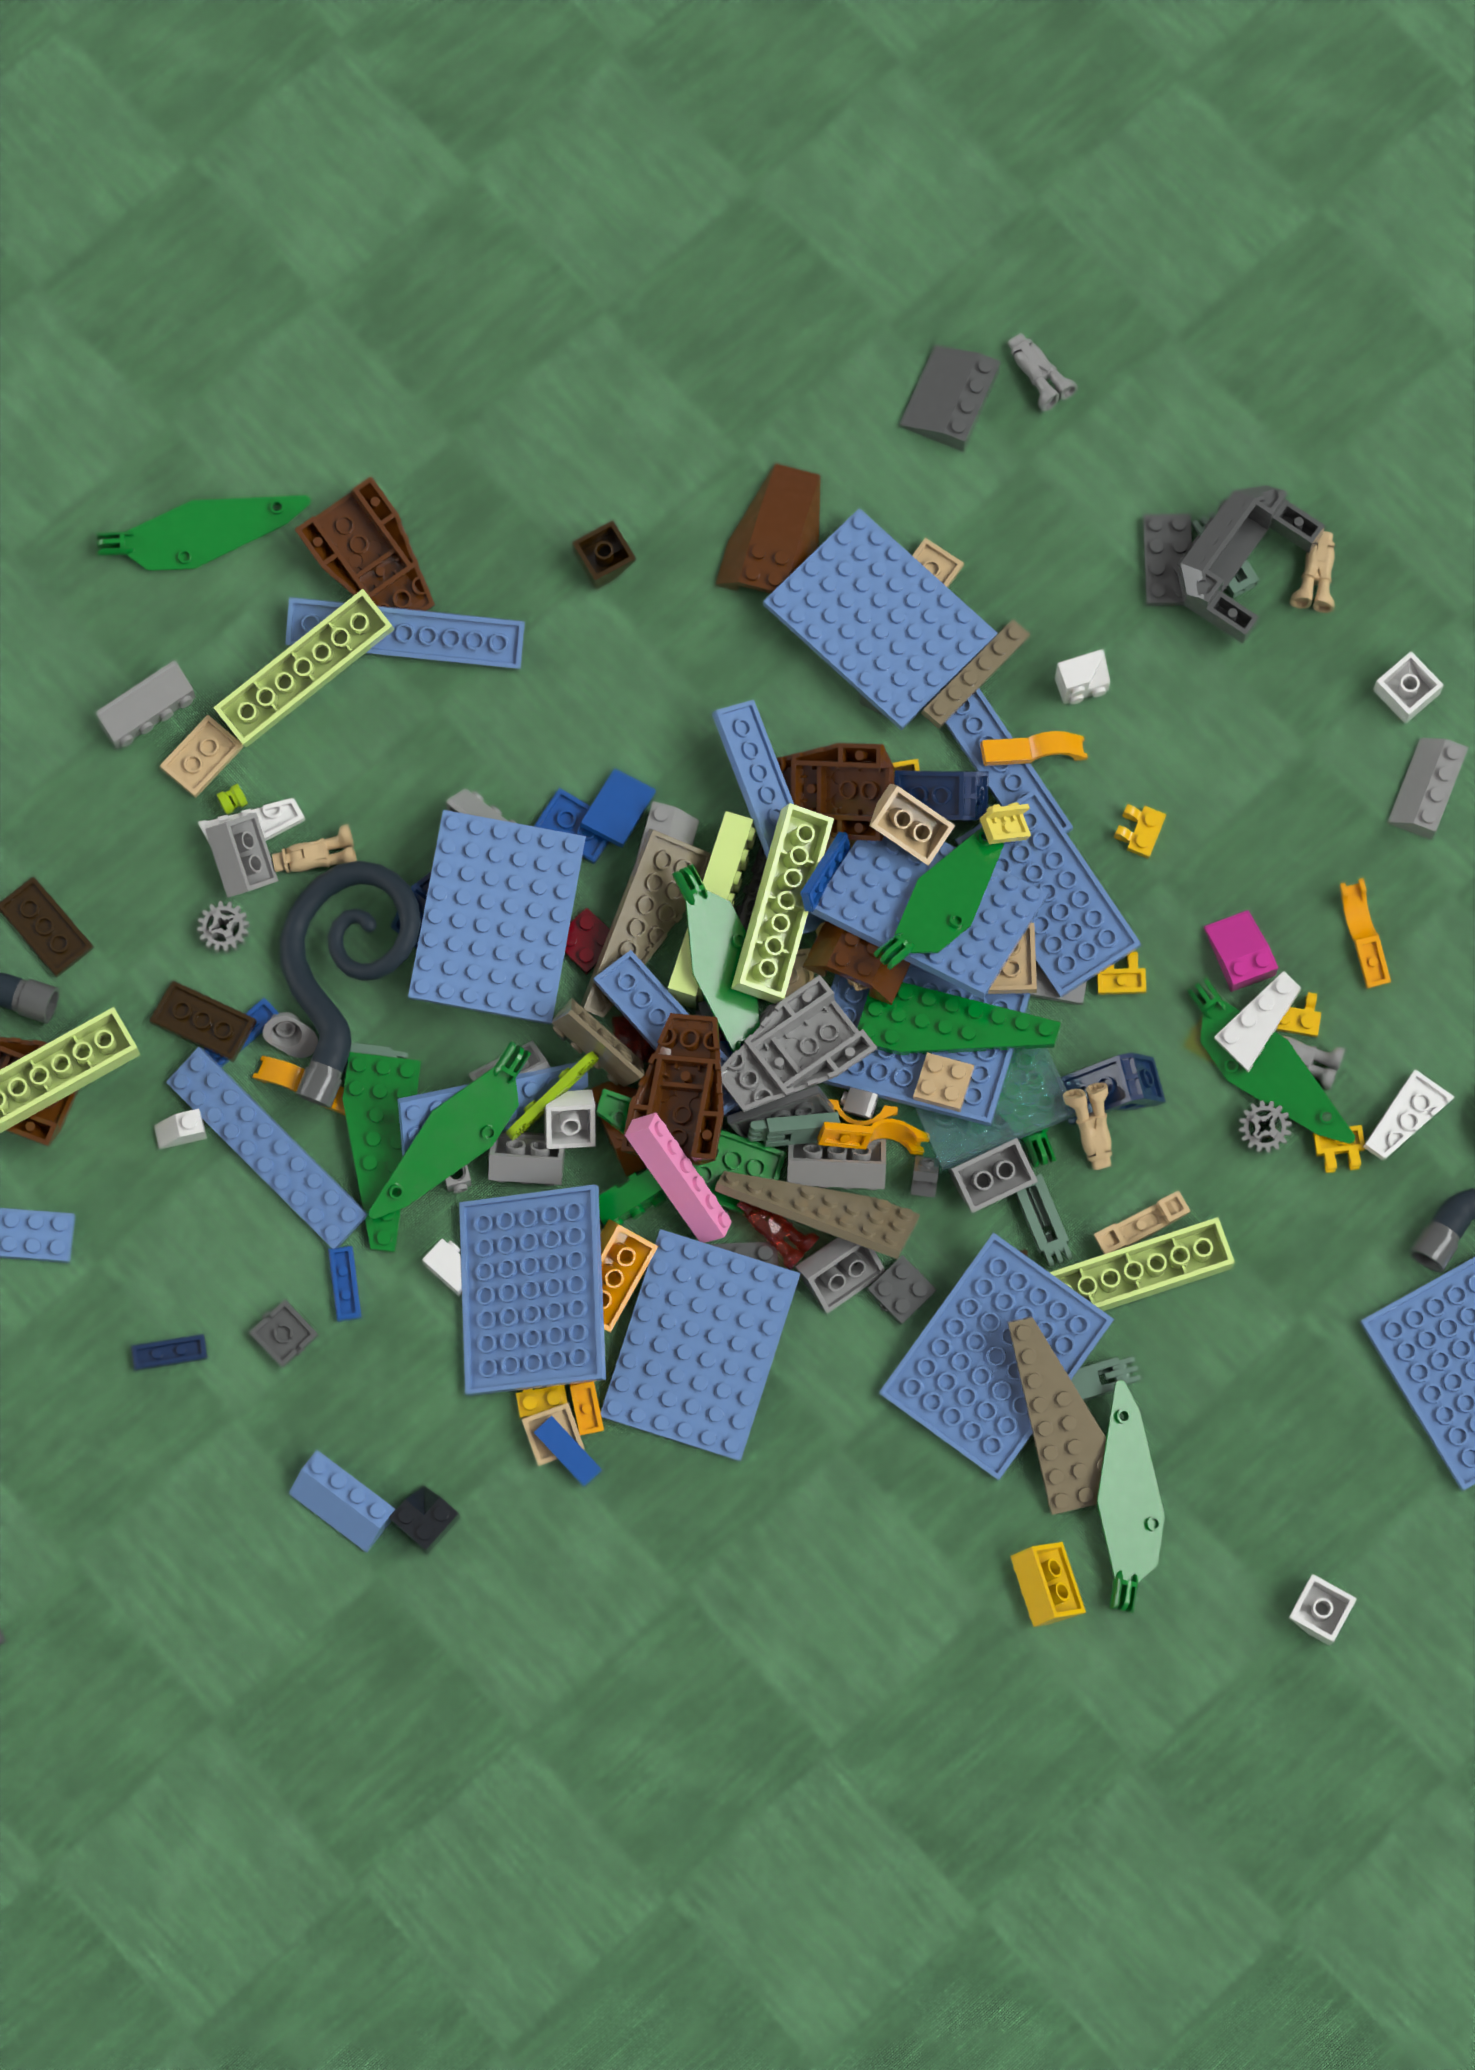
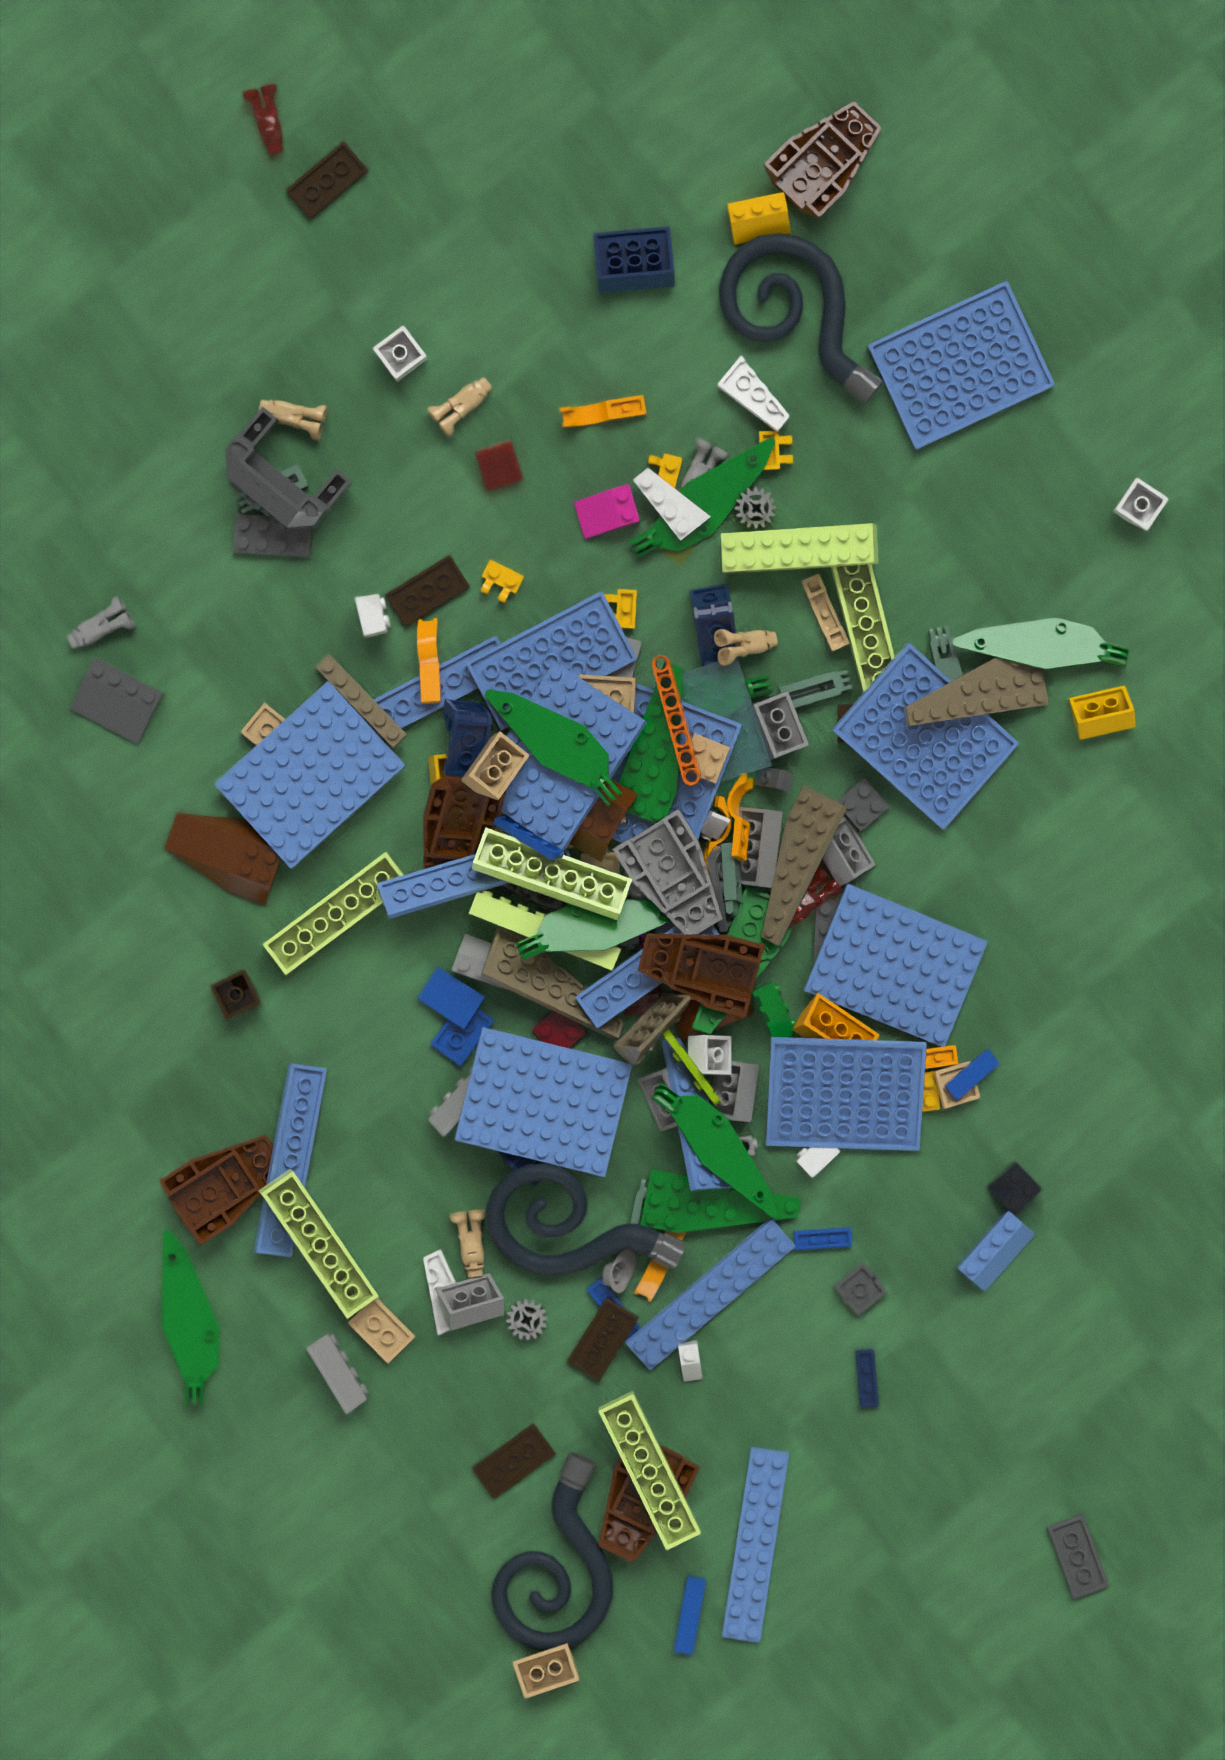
camera: 90 degrees left, 15 degrees up
(237, 797) = (418, 1302): lime wheel -> none
(678, 1178) = (770, 974): bright pink brick -> none
(707, 655) = (331, 915): none -> yellowish green brick
(996, 1029) = (676, 710): none -> orange beam
(1005, 823) = (498, 690): light yellow bracket -> none
(1119, 745) = (427, 590): none -> dark brown tile
(1219, 1179) = (799, 548): none -> yellowish green brick
(1283, 816) = (499, 465): none -> clear red slope
(1353, 765) = (462, 403): none -> tan piece
(1427, 786) = (483, 347): light grey slope -> none

